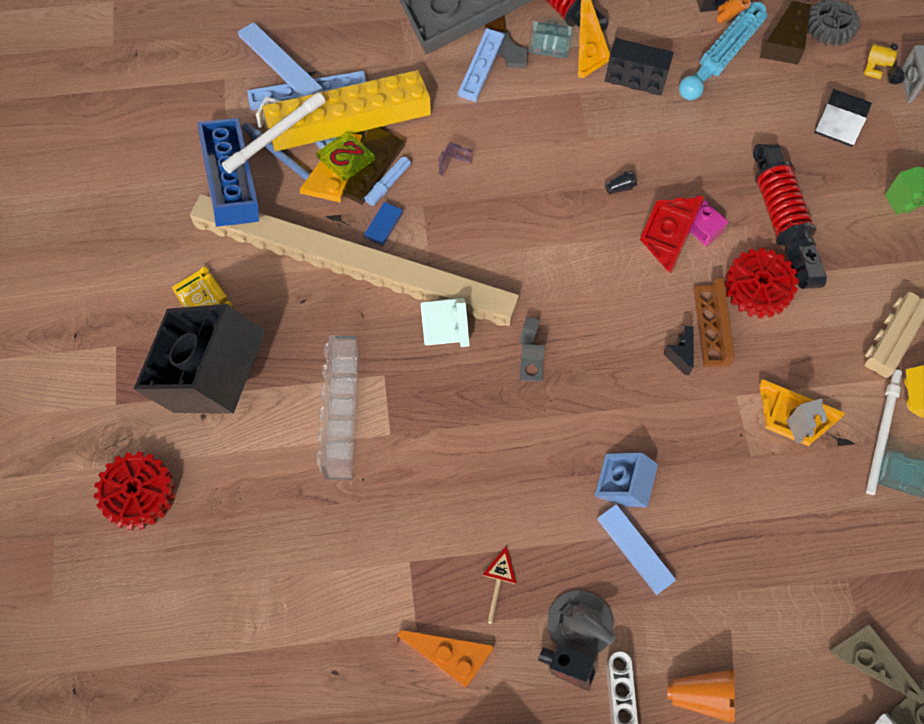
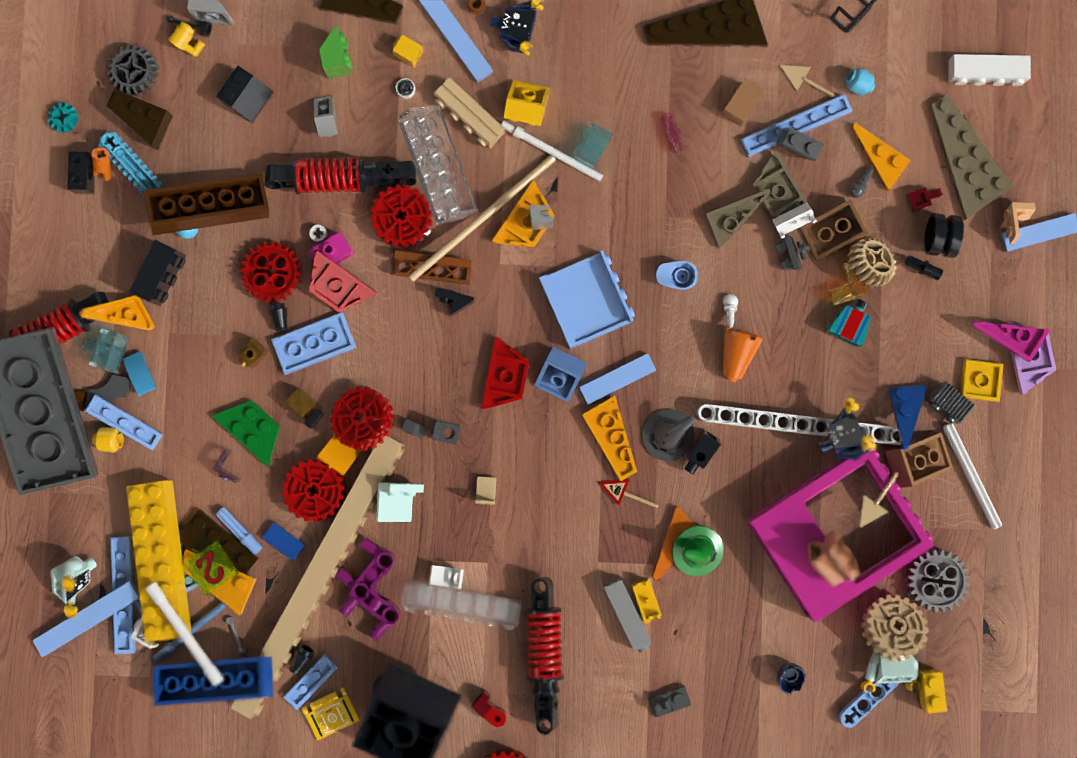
camera: 80 degrees left, 20 degrees up
(218, 459) = (494, 715): none -> leg
(235, 271) = (310, 681): none -> light blue tile
(246, 678) = (669, 701): none -> dark grey plate
(259, 256) = (301, 658): none -> black cone
(291, 511) = (546, 653): none -> piece
(292, 187) = (230, 620): none -> light grey hinge
(316, 39) = (69, 580): none -> torso
(349, 605) = (627, 615): none -> light grey brick
(354, 310) = (372, 600): none -> magenta pin
(368, 386) = (445, 576): none -> white bracket
(370, 626) = (646, 600): none -> yellow hinge
(442, 682) = (697, 550): none -> green piece
(444, 227) = (302, 500): none -> red piece
(461, 52) = (108, 439): none -> yellow head
(473, 417) = (486, 490): none -> tan bracket
(487, 259) = (338, 455): none -> light orange piece
(497, 177) = (251, 428): none -> green wing
(520, 230) = (314, 418): none -> black tile
(531, 71) = (139, 373): none -> dark azure slope
(531, 273) = (375, 421): none -> red piece
(534, 216) = (301, 403): none -> pearl gold brick
(567, 550) = (609, 431): none -> light orange wing
(576, 164) = (258, 350): none -> pearl gold brick
(600, 221) = (313, 343): none -> light blue tile
(609, 418) = (505, 376): none -> red wing
(683, 166) = (273, 255): none -> red gear
(721, 202) = (313, 229): none -> white bush
(721, 497) = (587, 299): none -> light blue panel
(722, 94) = (206, 204): none -> reddish brown brick
(759, 677) = (730, 302): none -> white bar
(783, 593) = (669, 275): none -> light blue cap
(788, 365) = (481, 218): none -> tan piece
(831, 305) = (437, 164): none -> clear brick
(843, 194) = (325, 116): none -> light grey slope
(901, 268) = (405, 88): none -> tile

